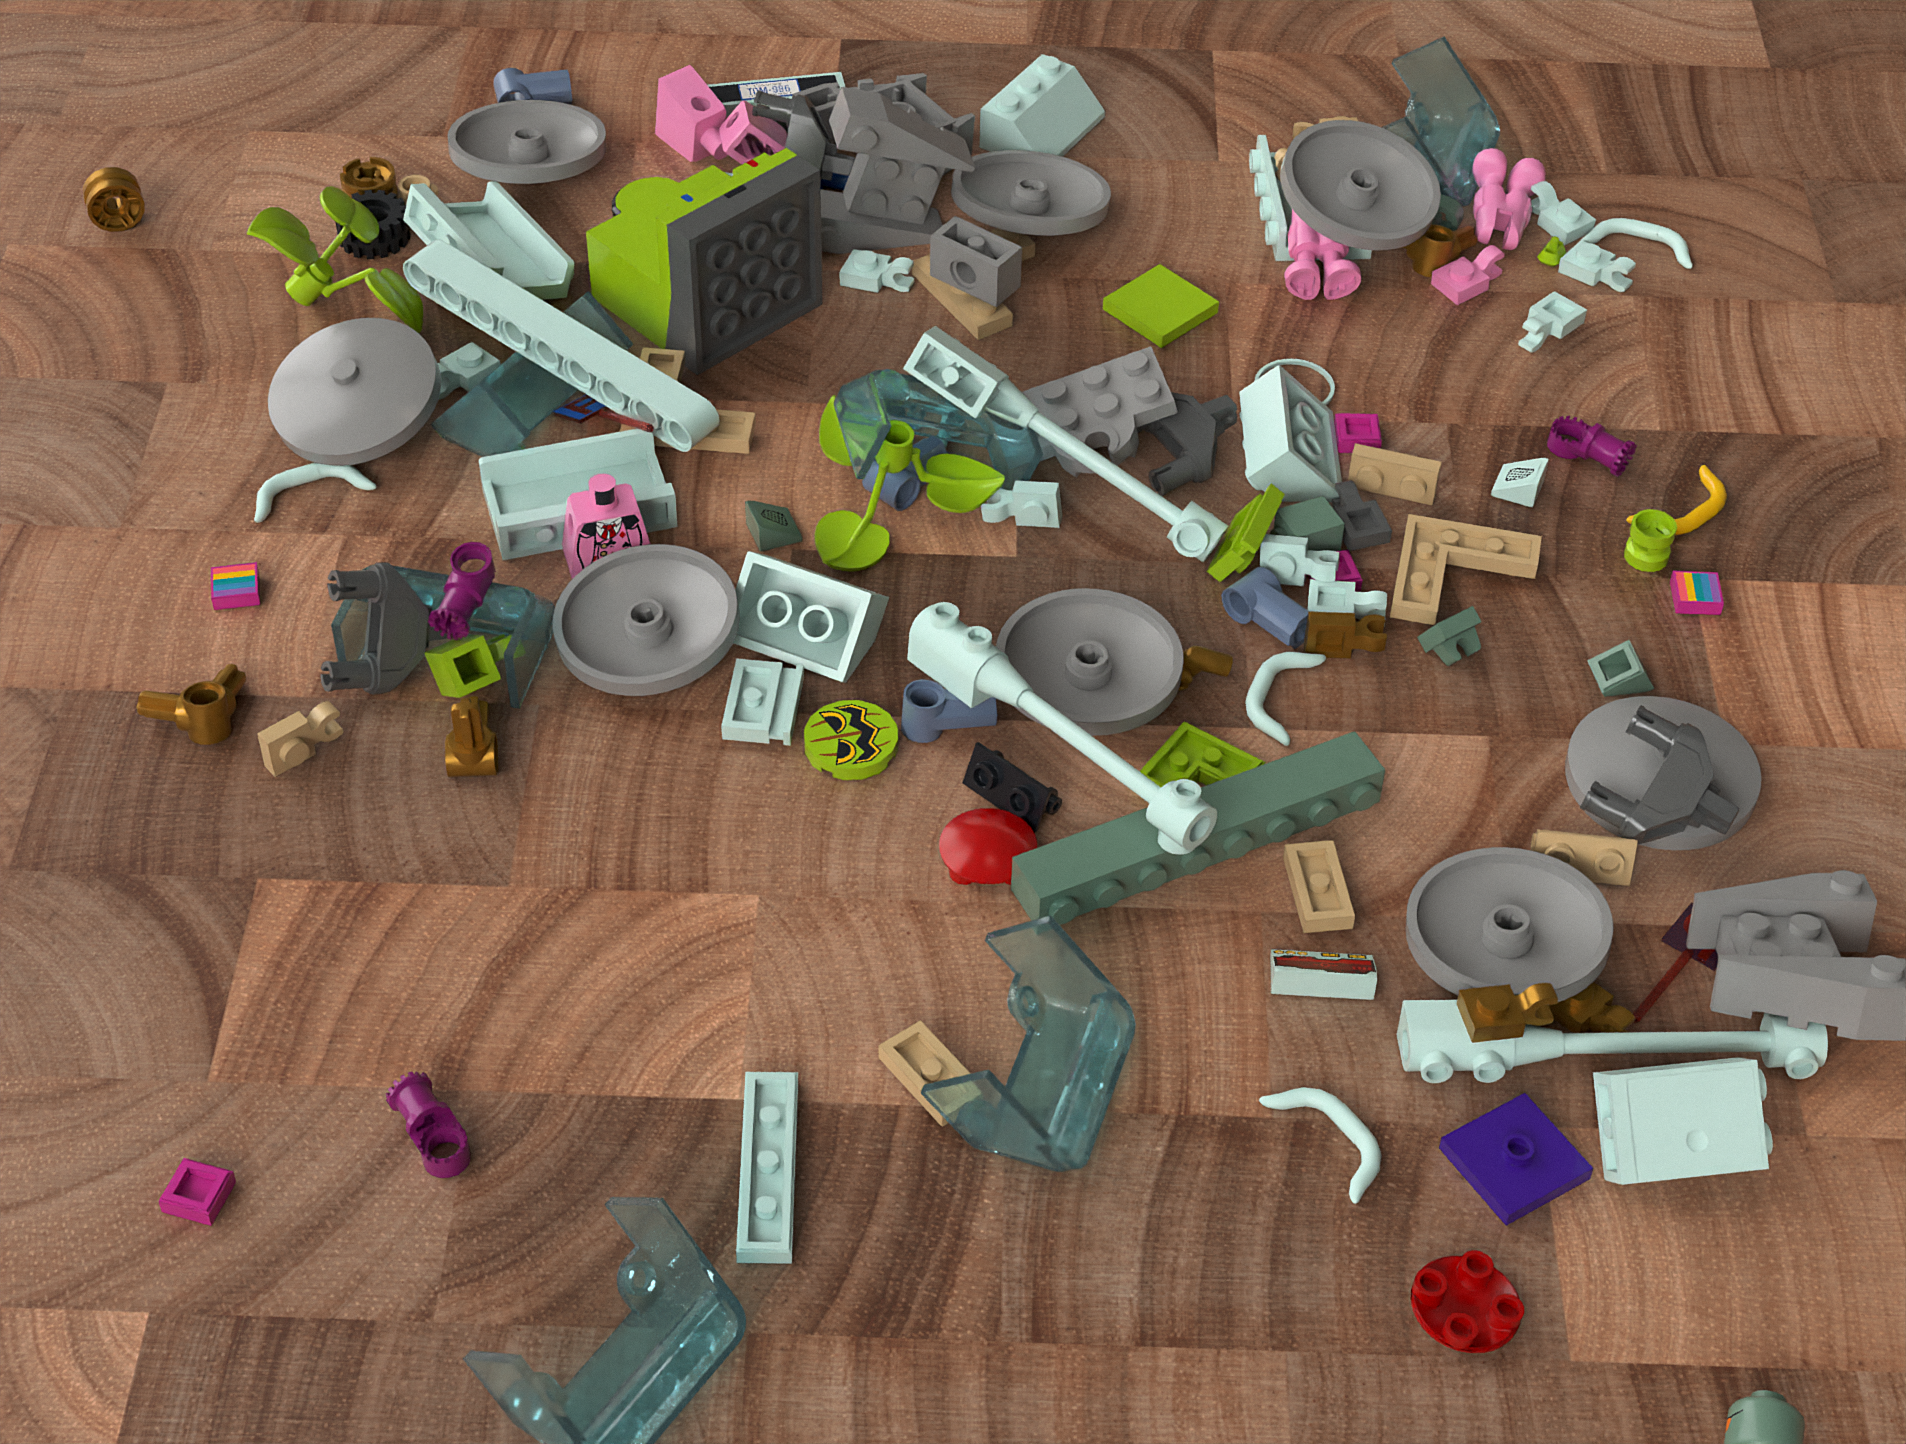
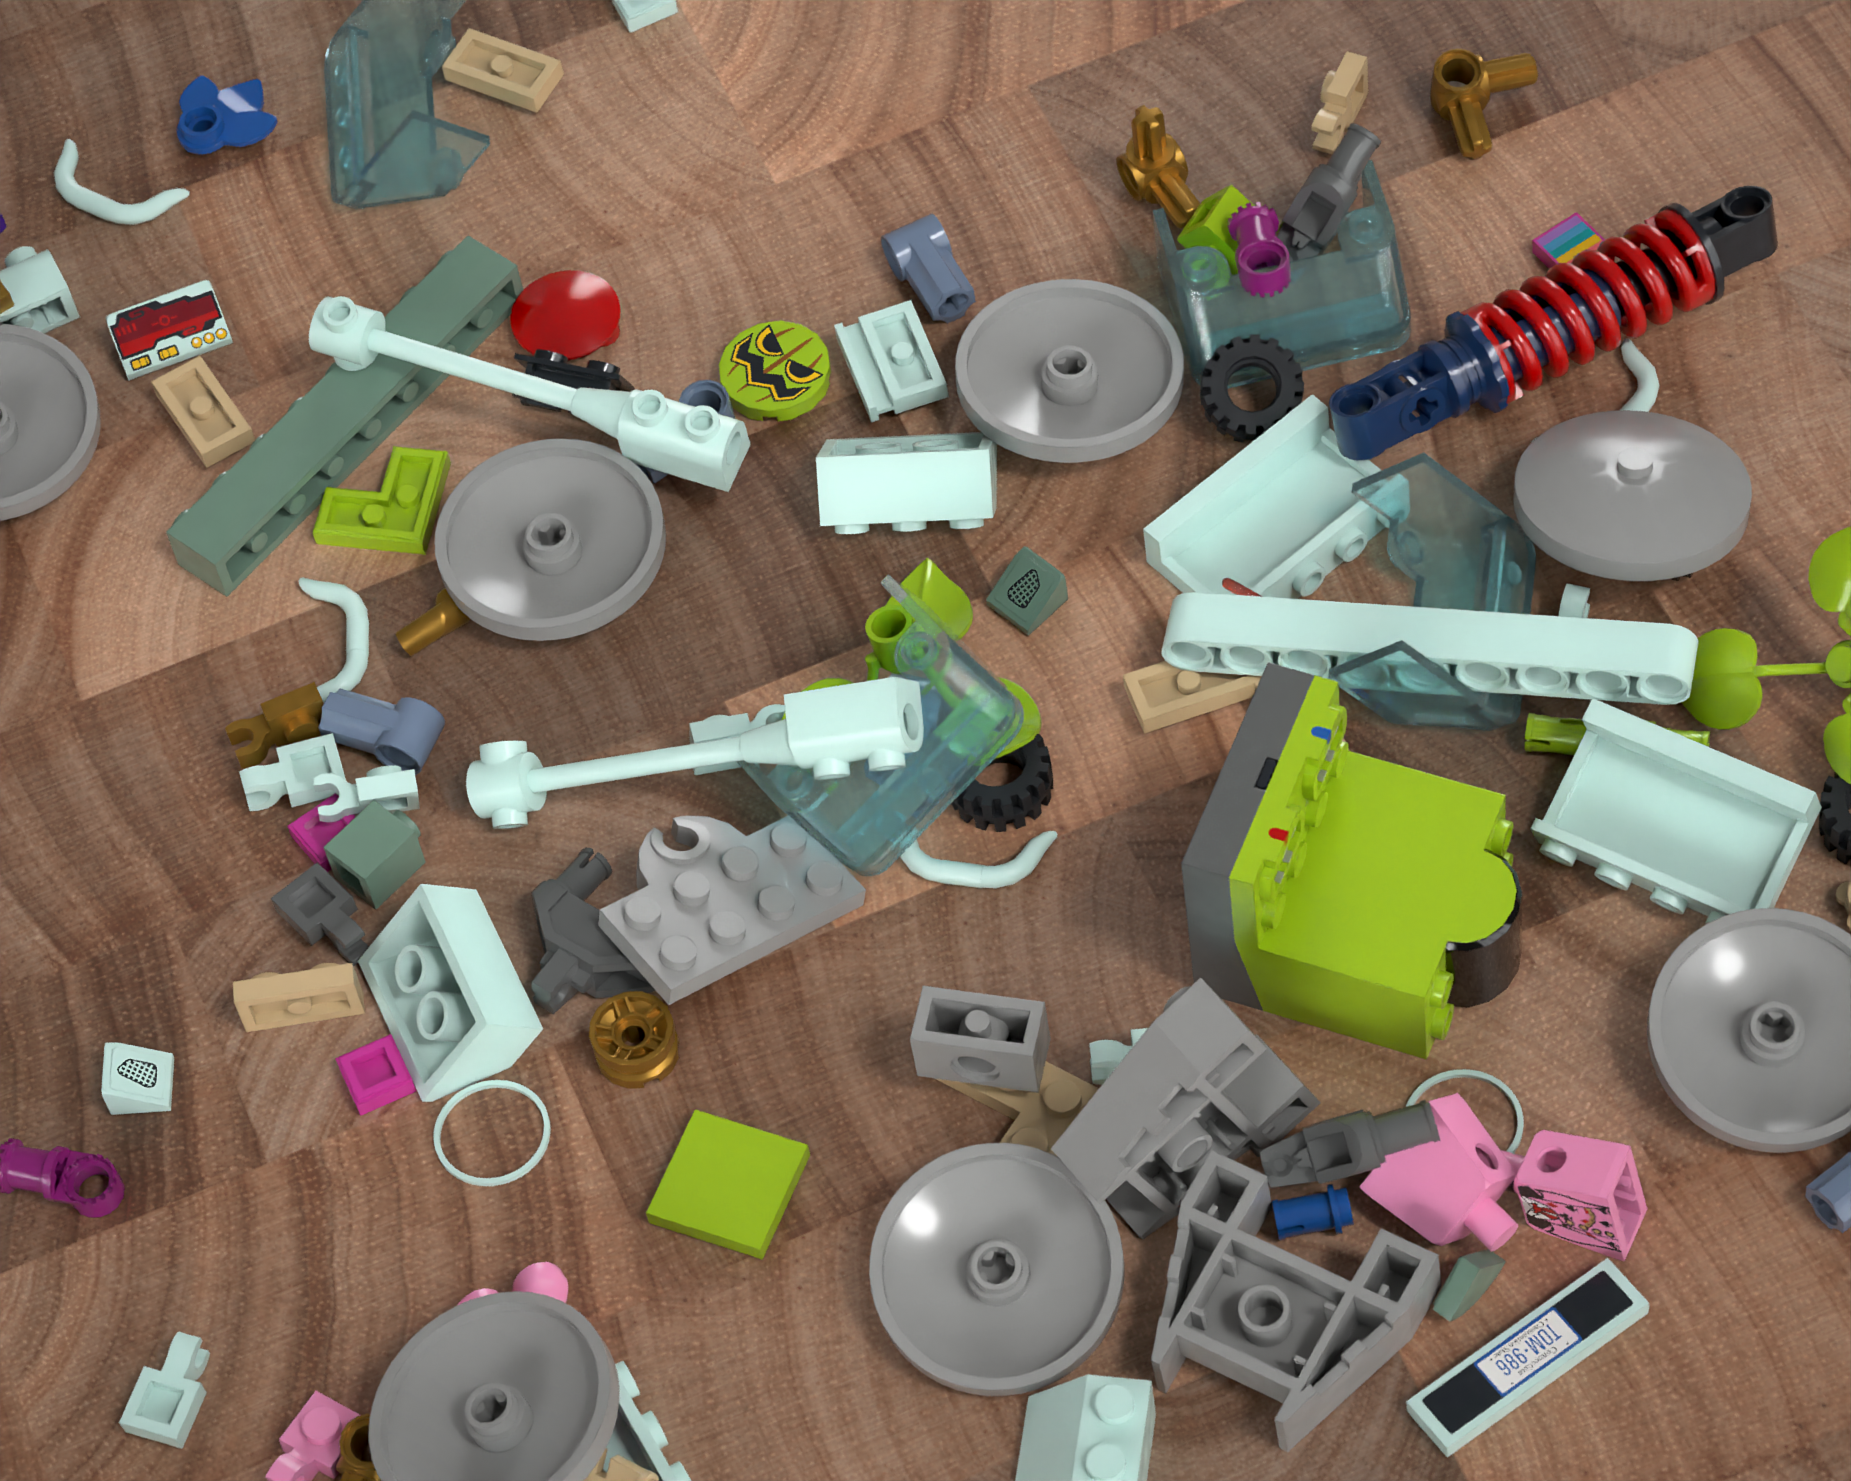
camera: 165 degrees right, 10 degrees up
(295, 510) = (1558, 316): none -> piece
(532, 560) = (1246, 353): none -> black tyre
(601, 522) = (1187, 453): bright pink torso -> none
(690, 760) = (926, 260): none -> sand blue piece
(1187, 373) = (630, 1019): none -> pearl gold wheel
(1196, 1155) = (222, 116): none -> blue plate
(1245, 534) = (440, 804): lime plate -> none
(1437, 542) = (209, 923): tan plate -> none
(1452, 631) = (157, 785): sand green tile -> none

